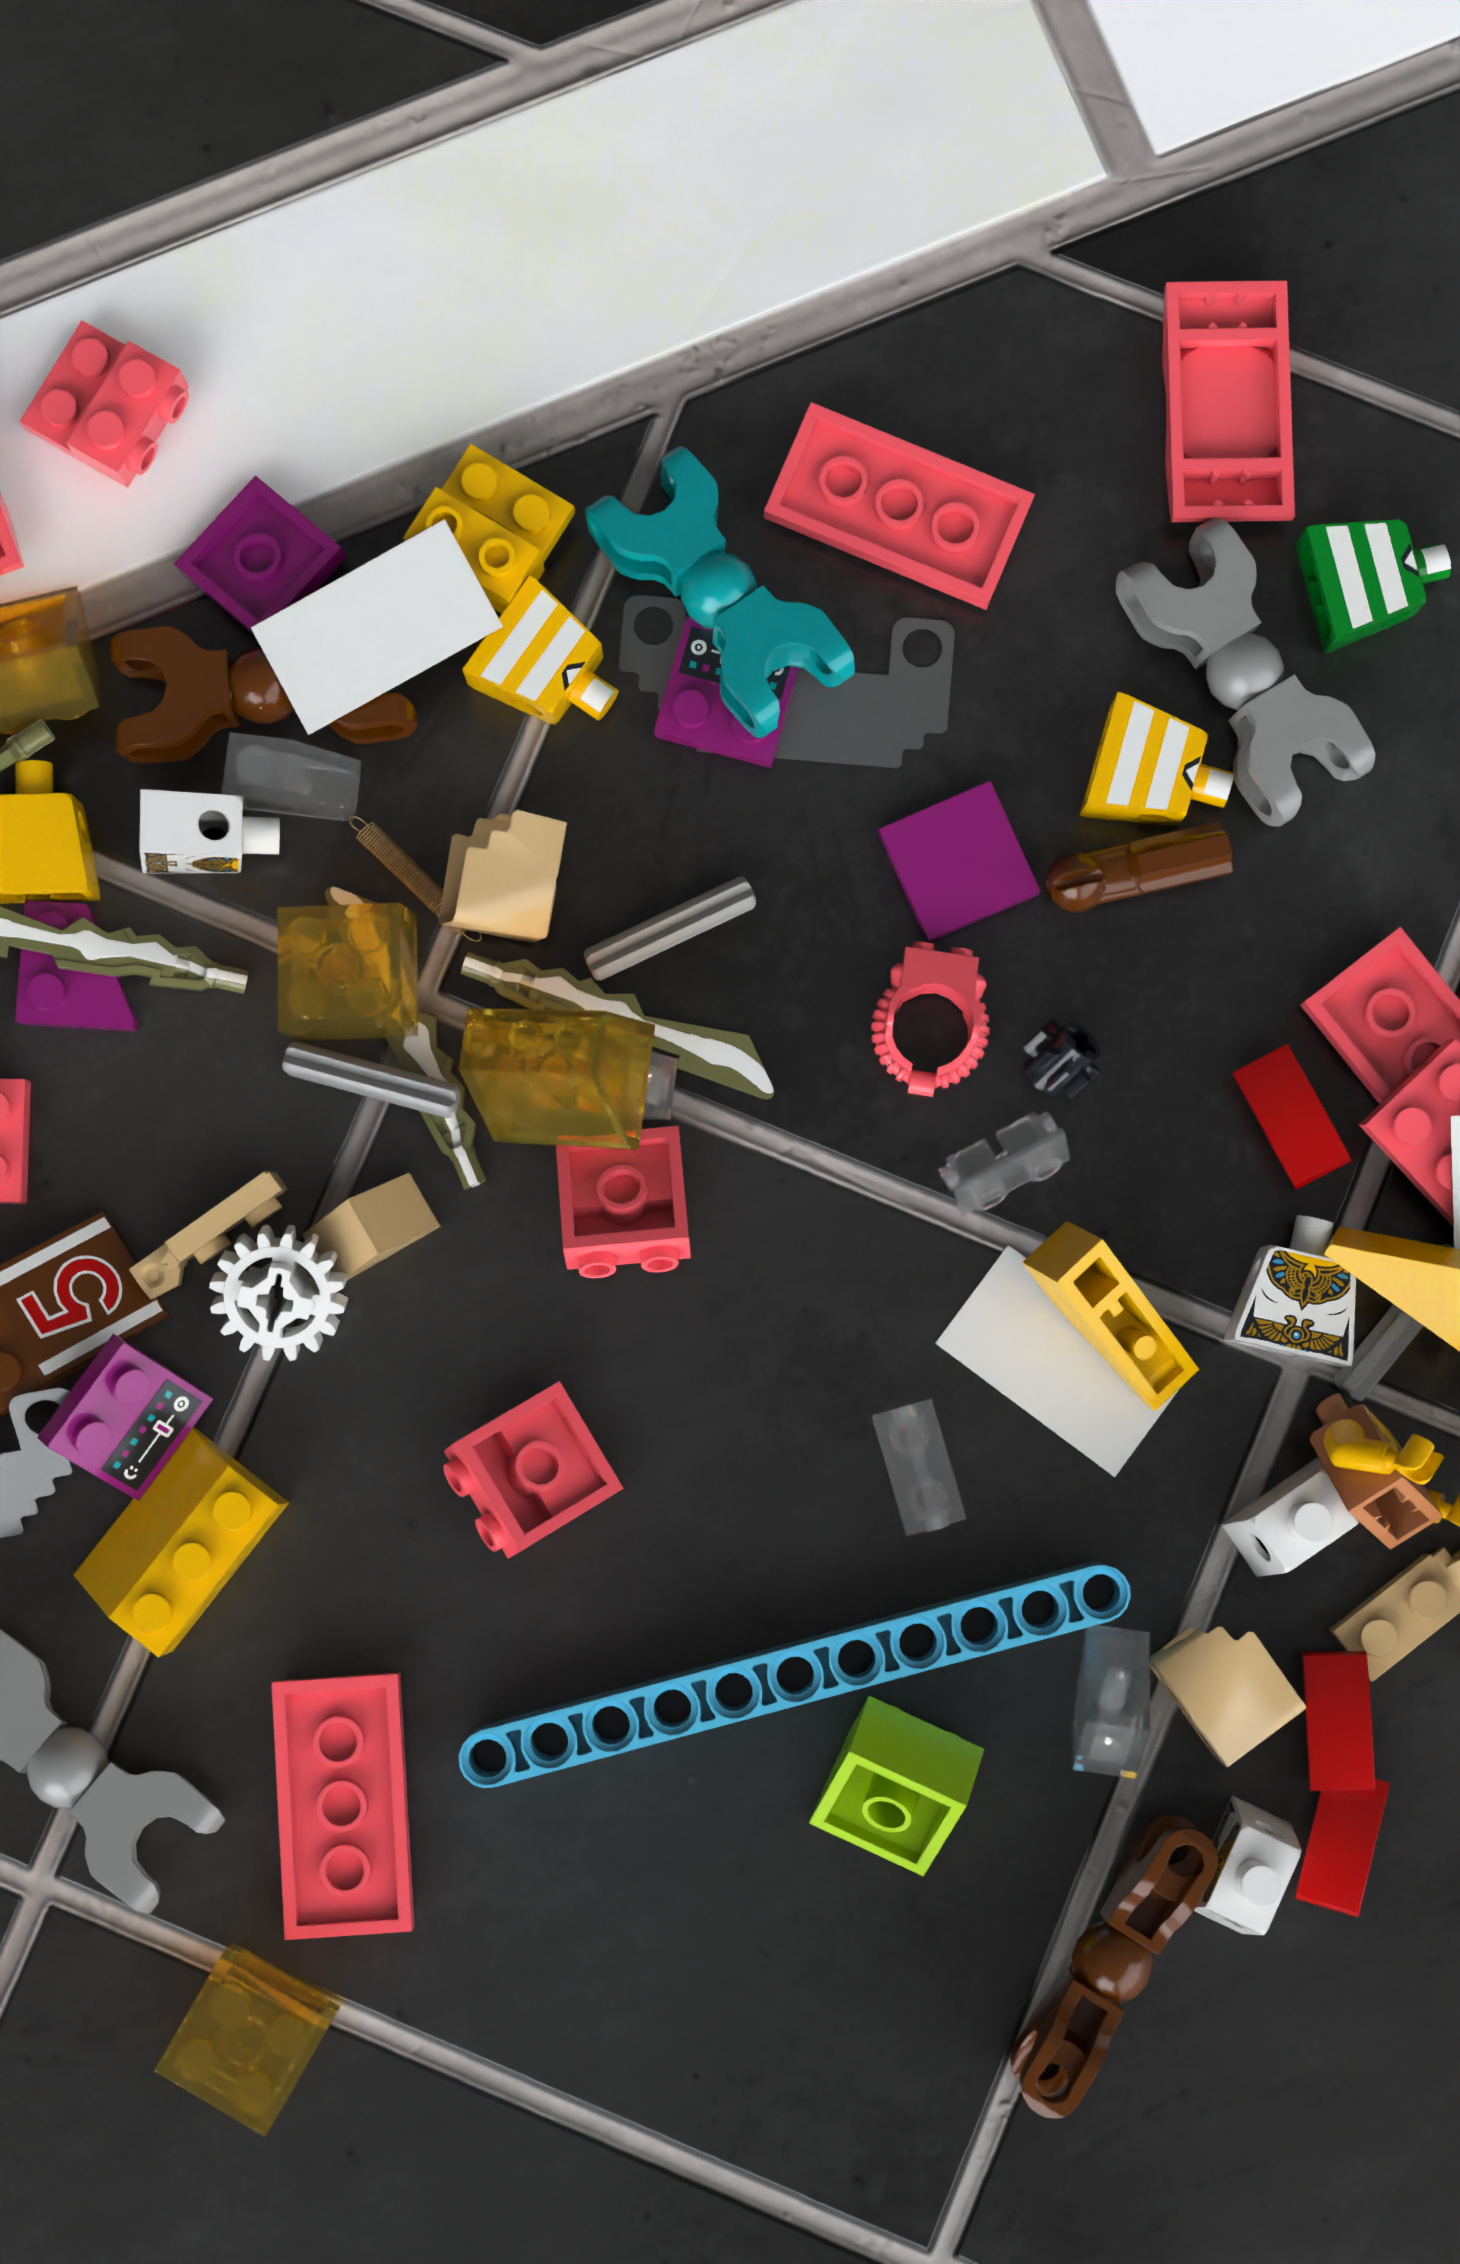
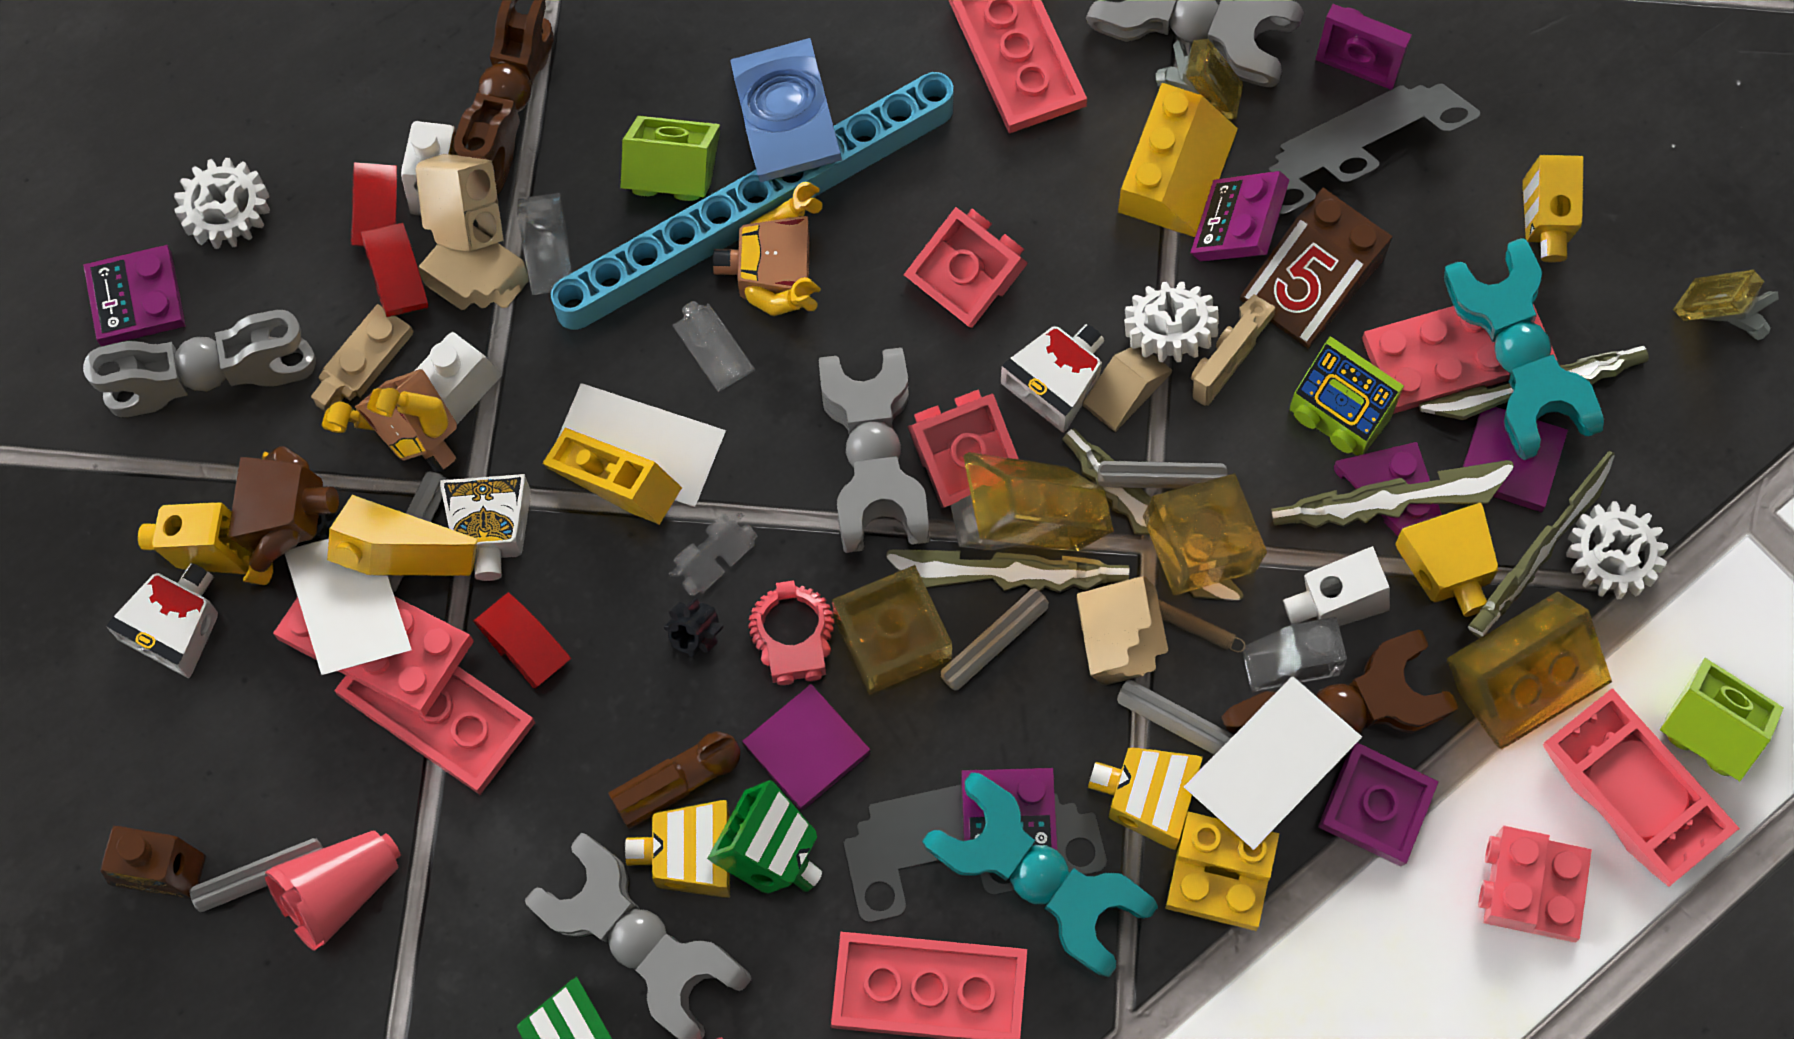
camera: 165 degrees right, 15 degrees down
(89, 1096) = (1345, 398): none -> slope
(91, 1659) = (1205, 74): none -> clear yellow piece
(460, 1271) = (1055, 373): none -> white torso
(469, 745) = (1173, 717): none -> light grey axle
(712, 1800) = (785, 110): none -> medium blue slope
(747, 1236) = (873, 450): none -> light grey piece
(797, 1566) = (775, 256): none -> torso
(804, 967) = (892, 629): none -> clear yellow brick
(1051, 734) = (767, 842): none -> green torso
(1248, 1801) = (456, 185): none -> tan piece

